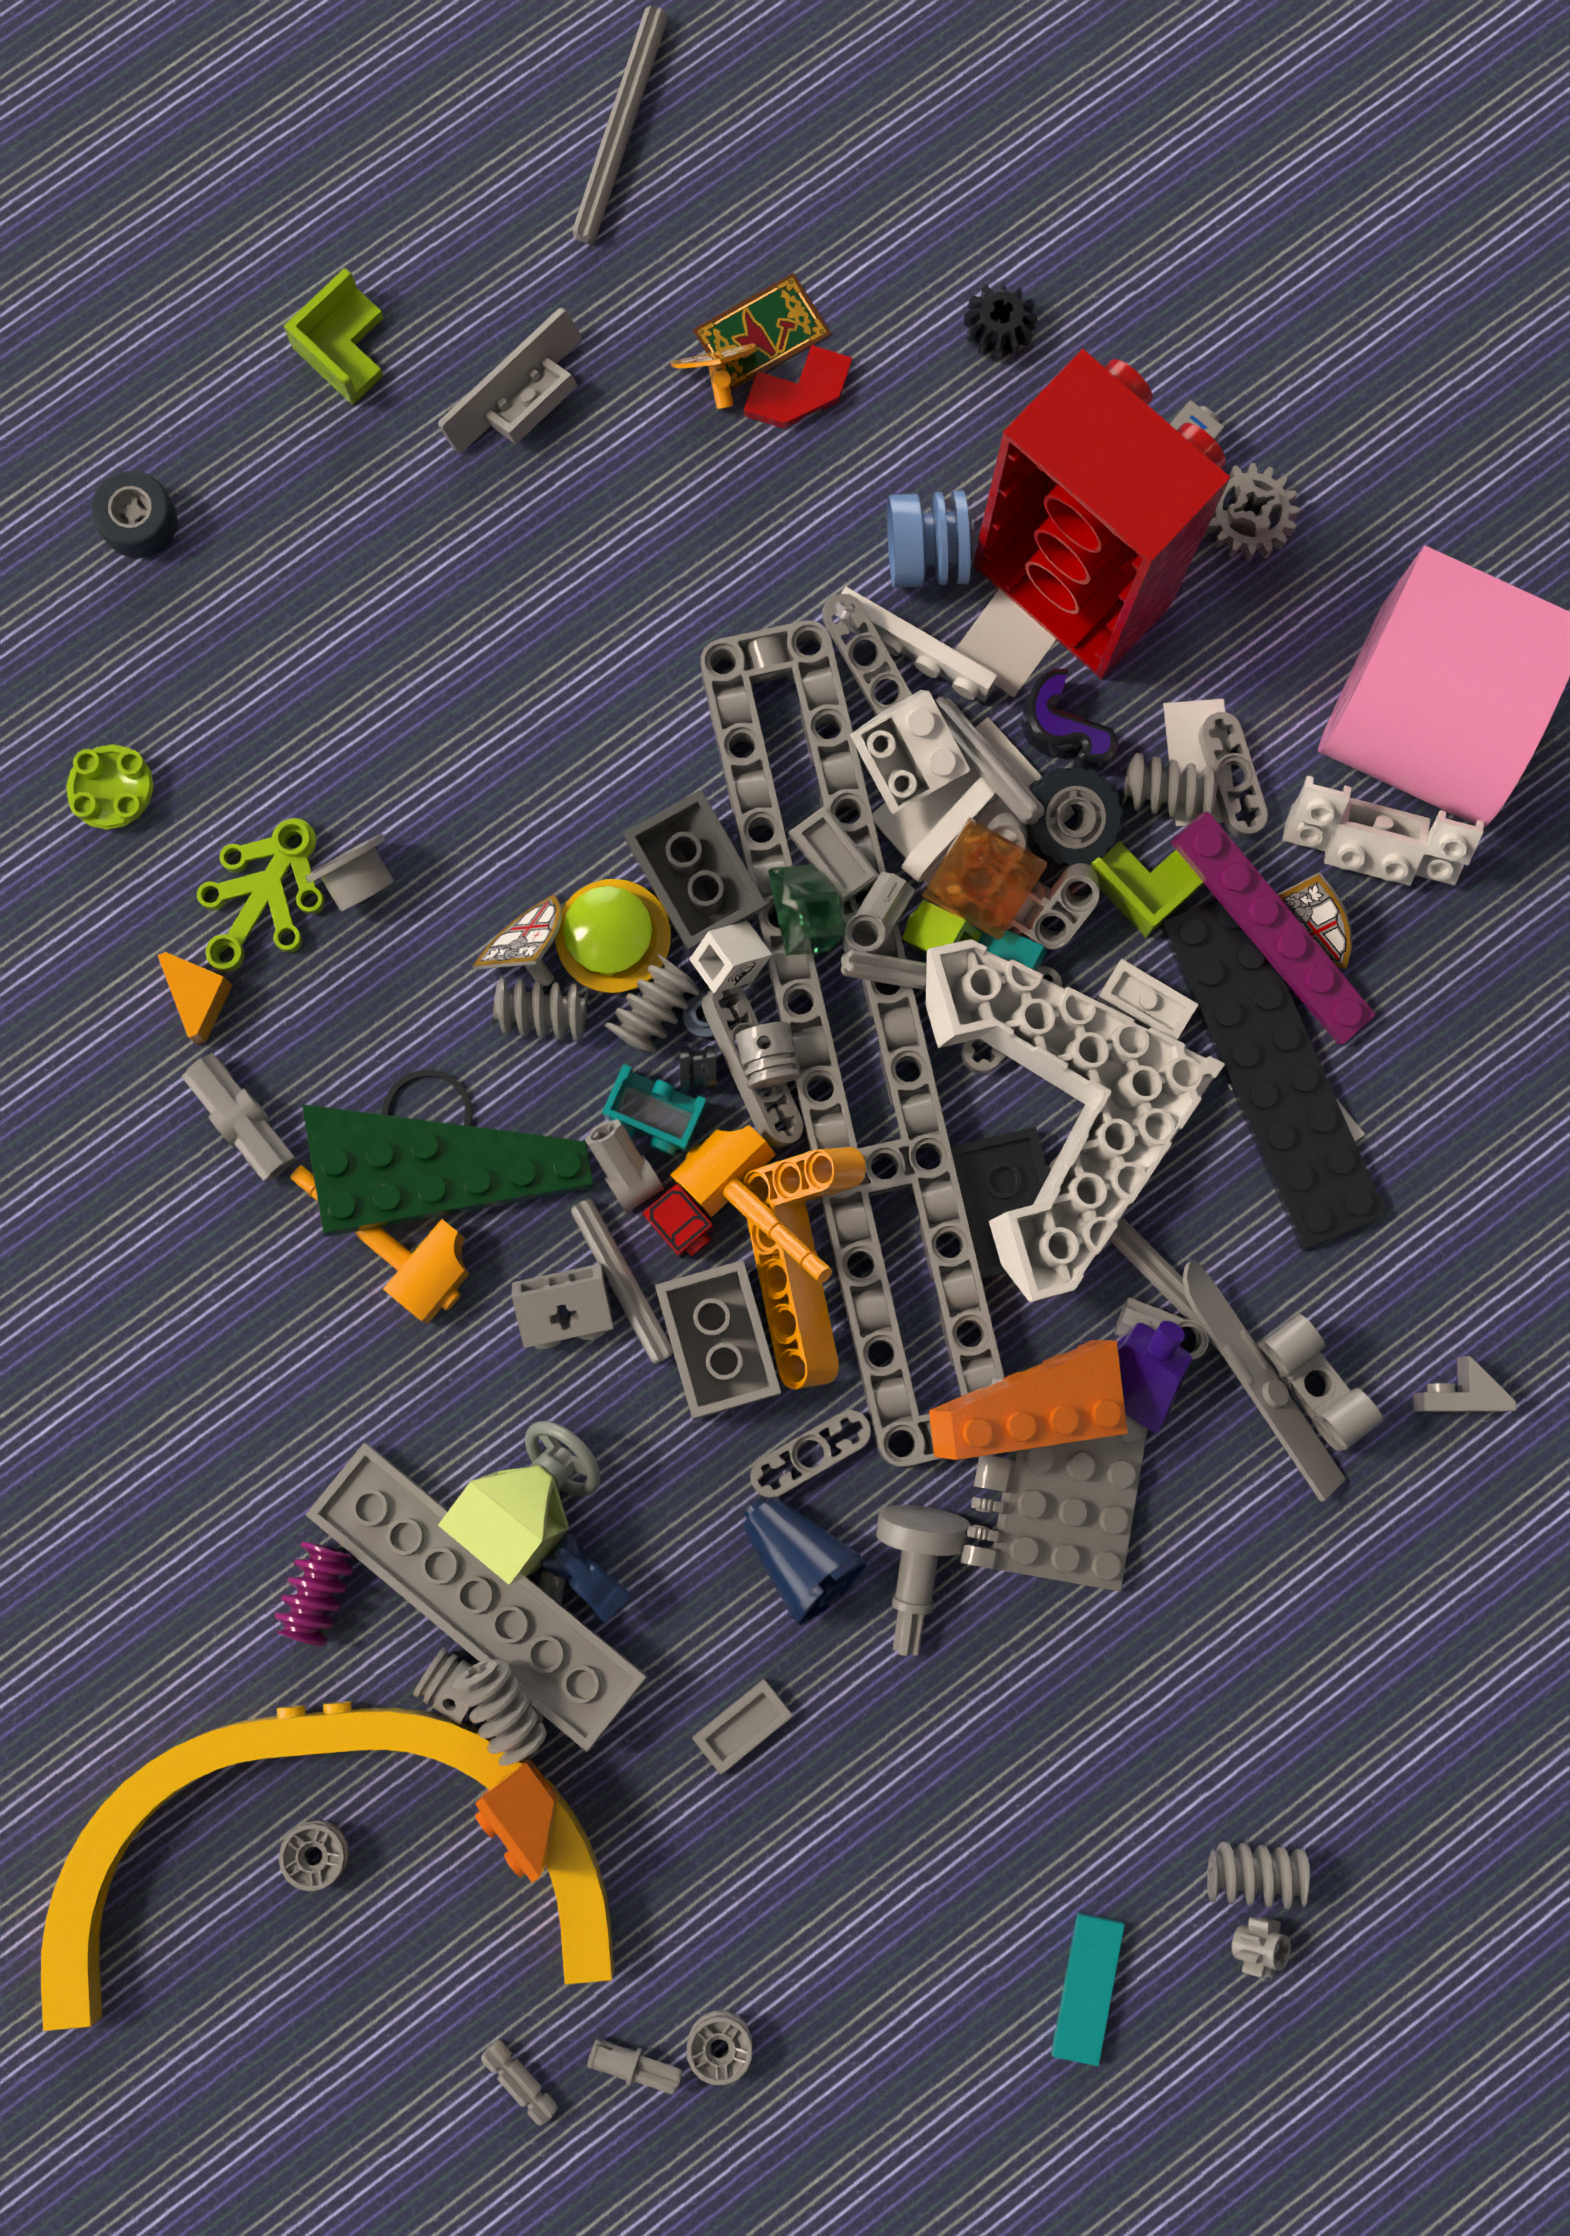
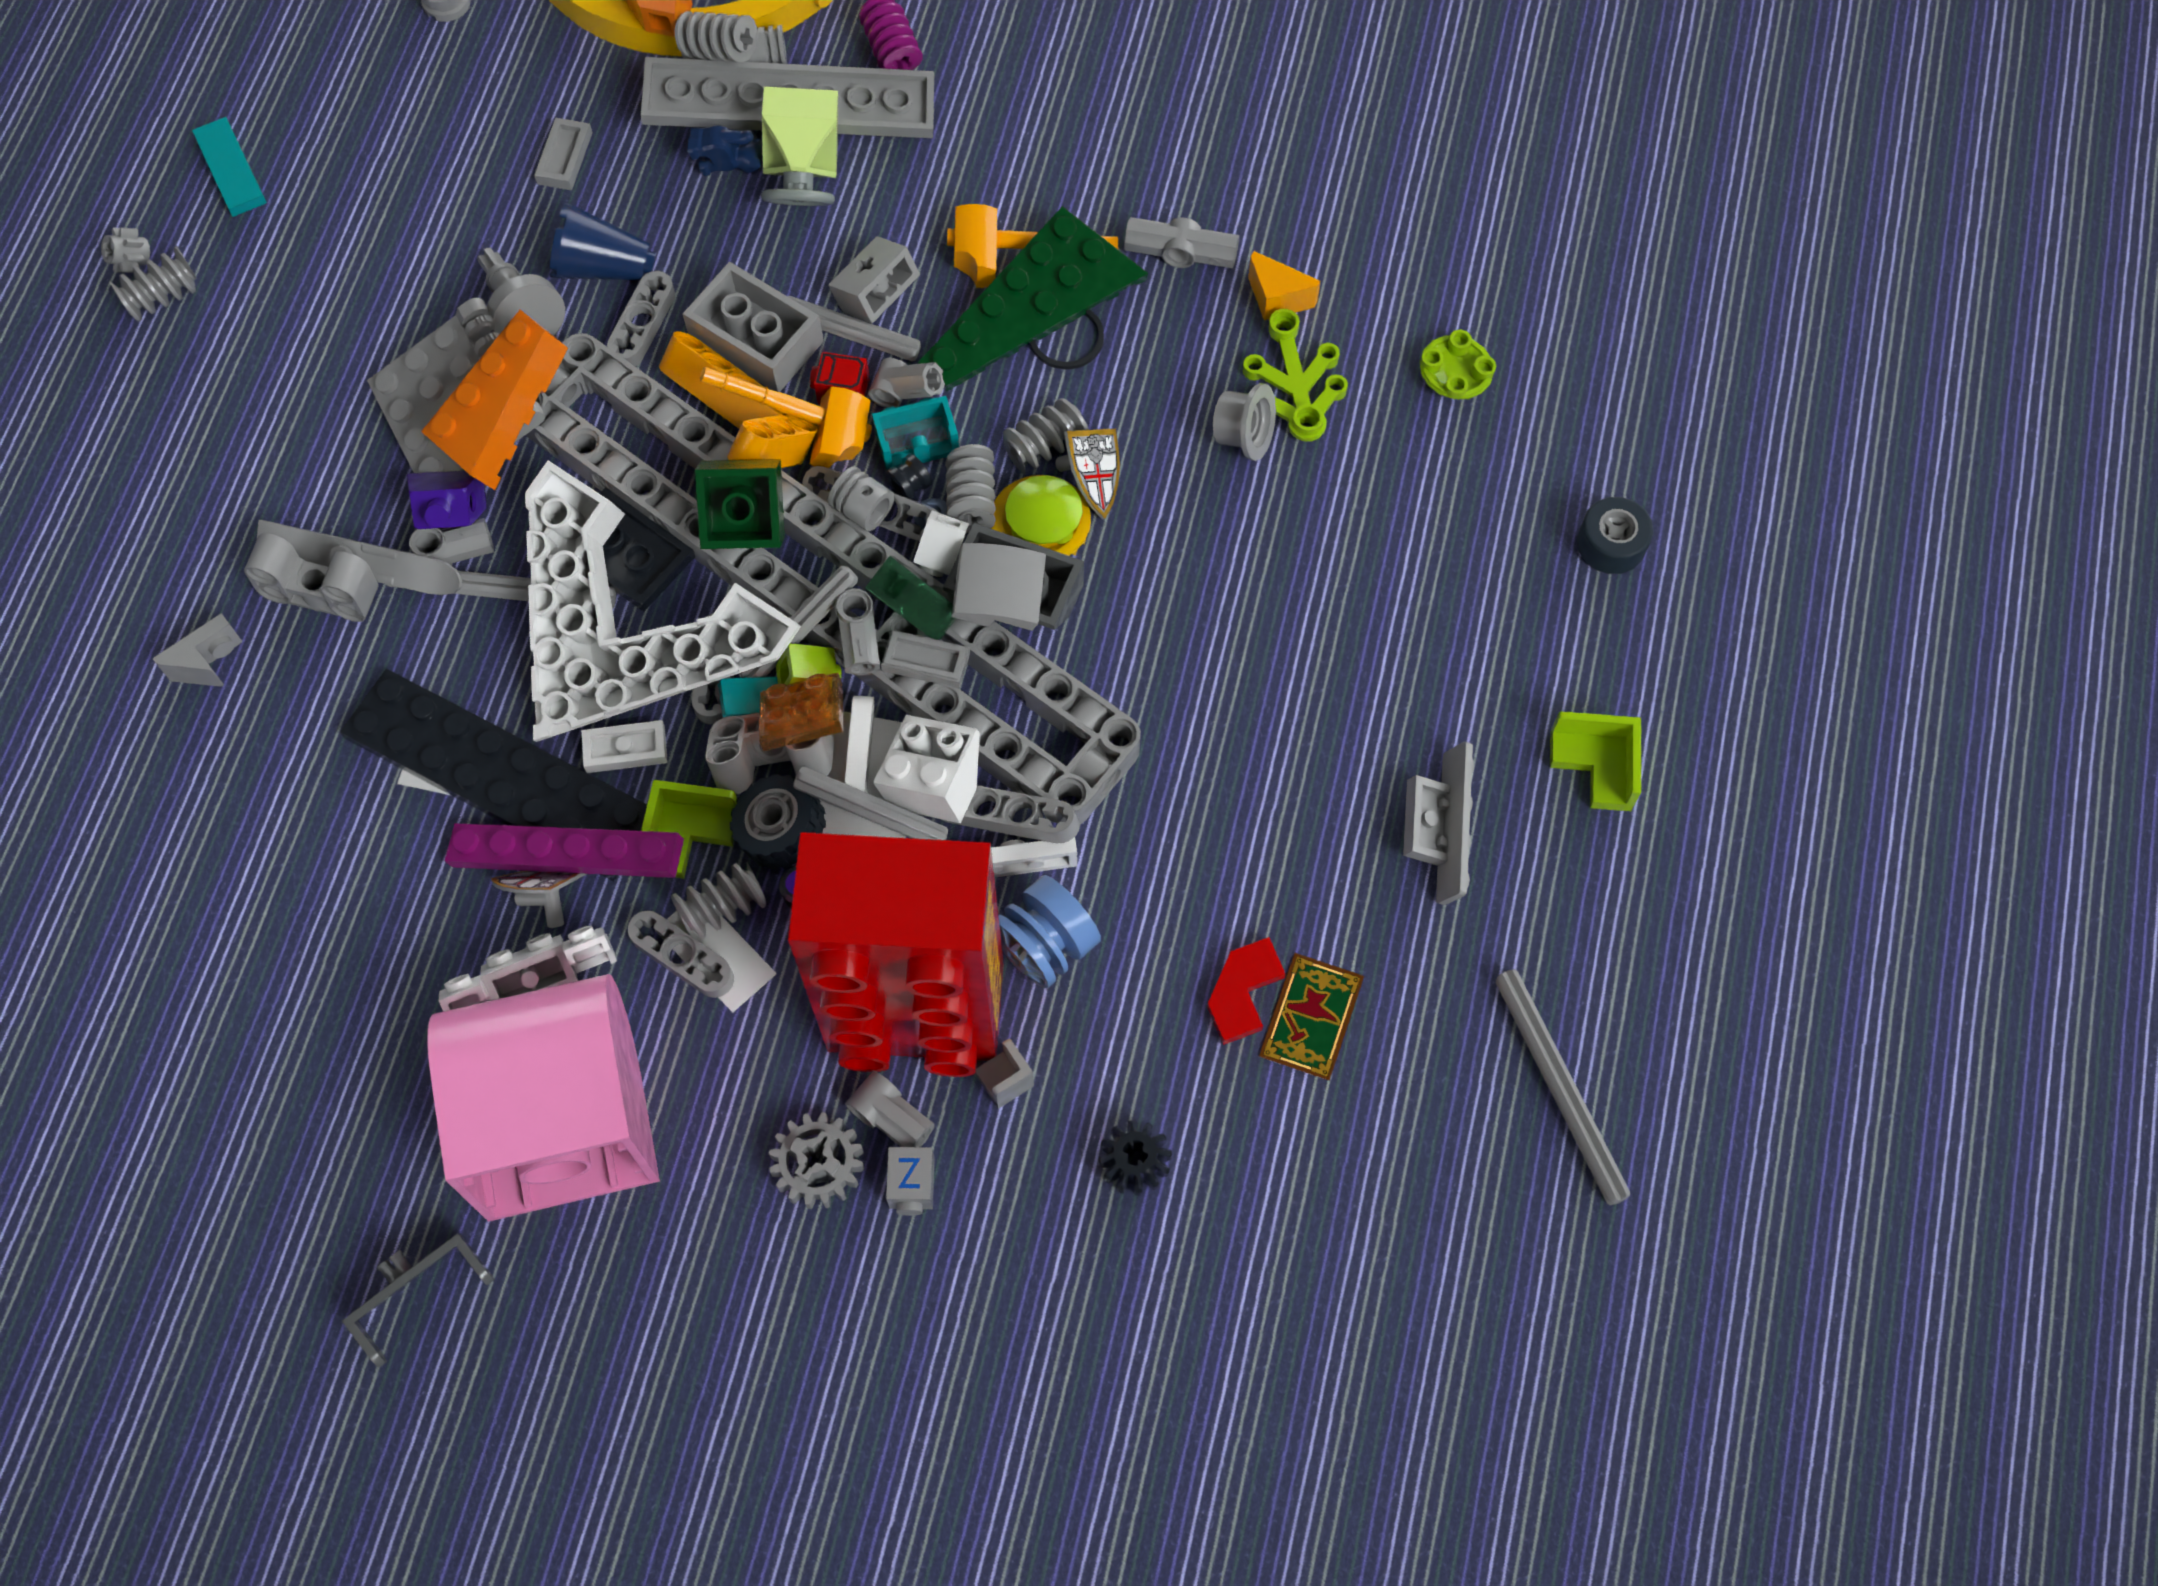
camera: 145 degrees right, 15 degrees down
(716, 364) = (1319, 943): light orange shield -> none
(721, 856) = (998, 585): none -> light grey slope
(889, 1113) = (740, 504): none -> dark green brick

